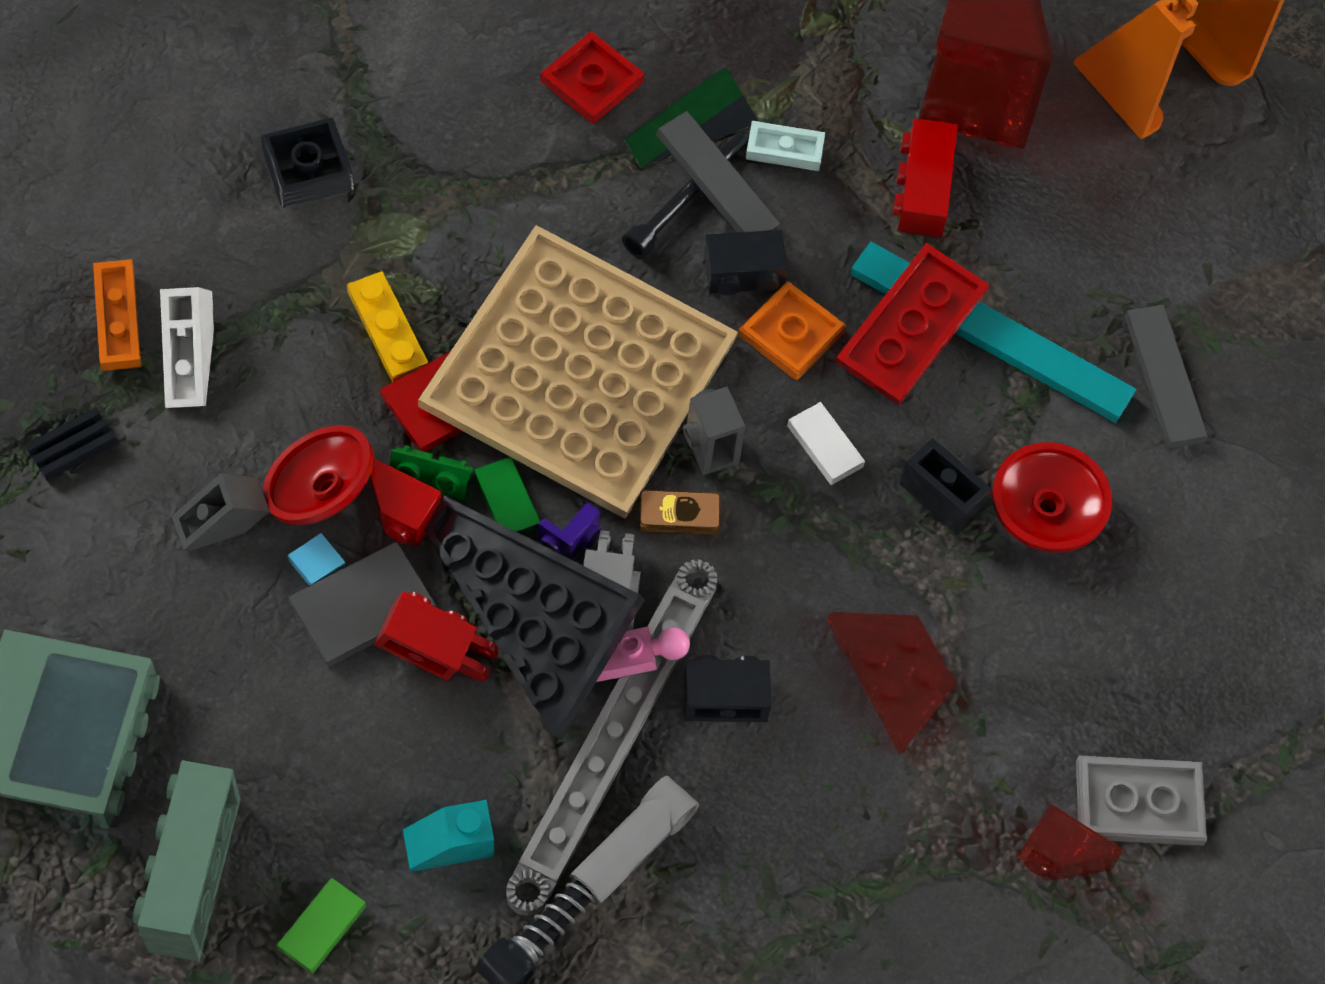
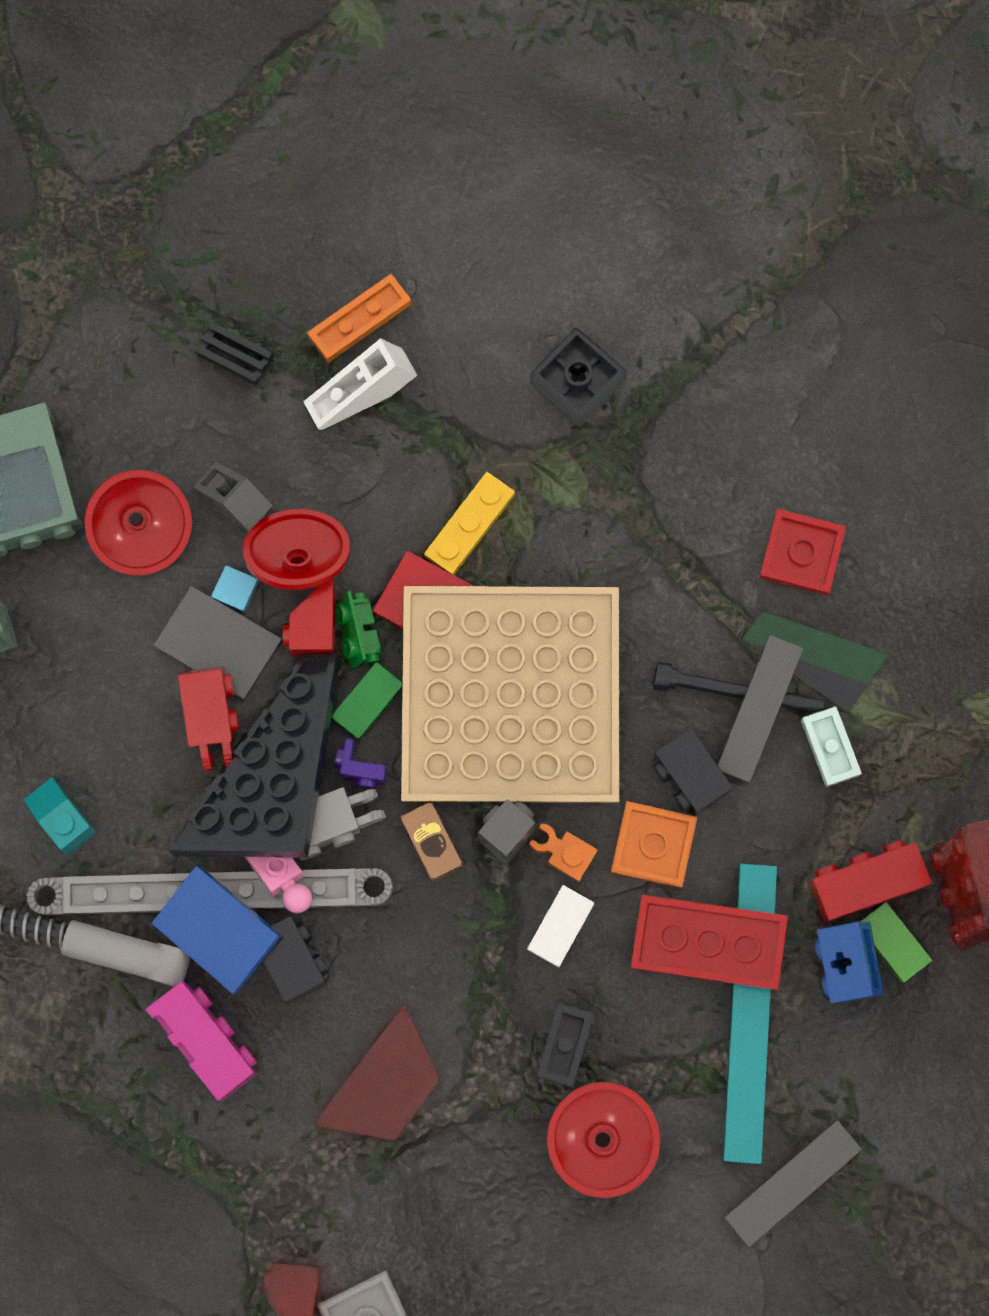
camera: 70 degrees right, 15 degrees up
(205, 592) = (151, 542): none -> red dish
(662, 732) = (216, 929): none -> blue tile
(763, 402) = (569, 855): none -> orange plate
(764, 806) = (204, 1039): none -> dark pink wedge
(990, 190) = (896, 943): none -> bright green tile
(1011, 219) = (857, 980): none -> blue brick

